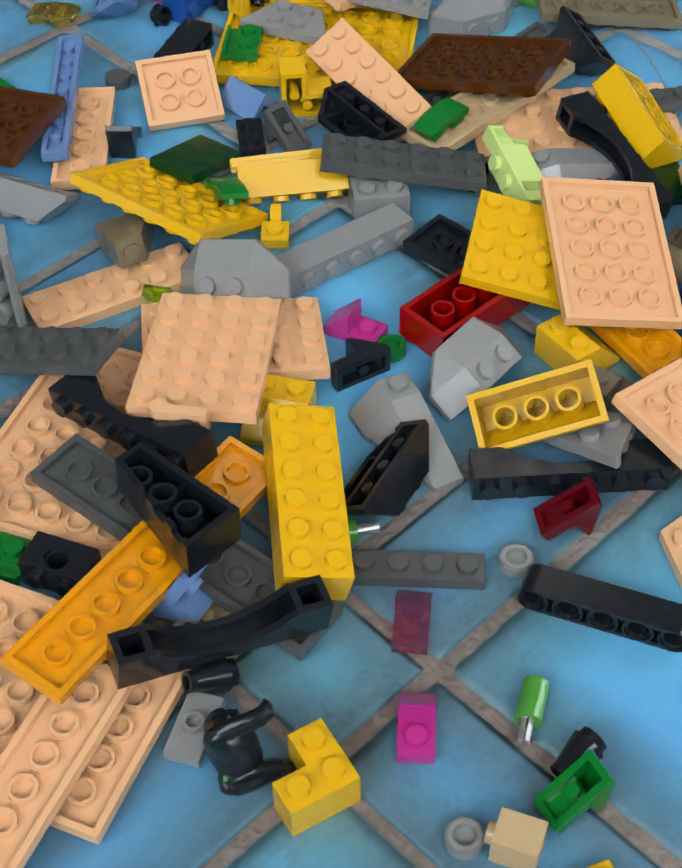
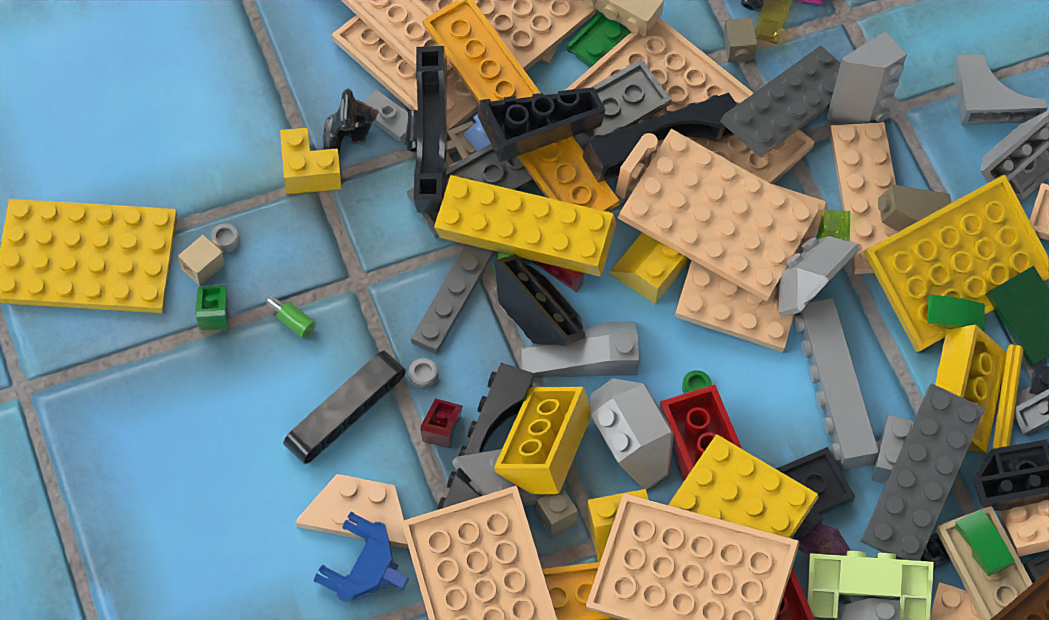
camera: 110 degrees right, 15 degrees up
(56, 563) = (564, 58): black brick -> none
(275, 233) = (896, 351): yellow plate -> none
(349, 323) = (734, 365): dark pink slope -> none
(361, 363) = (682, 349): black slope -> none
(411, 622) = (407, 278): clear pink slope -> none
(416, 728) = (320, 244): dark pink slope -> none
(576, 746) = (242, 330): black cone -> none

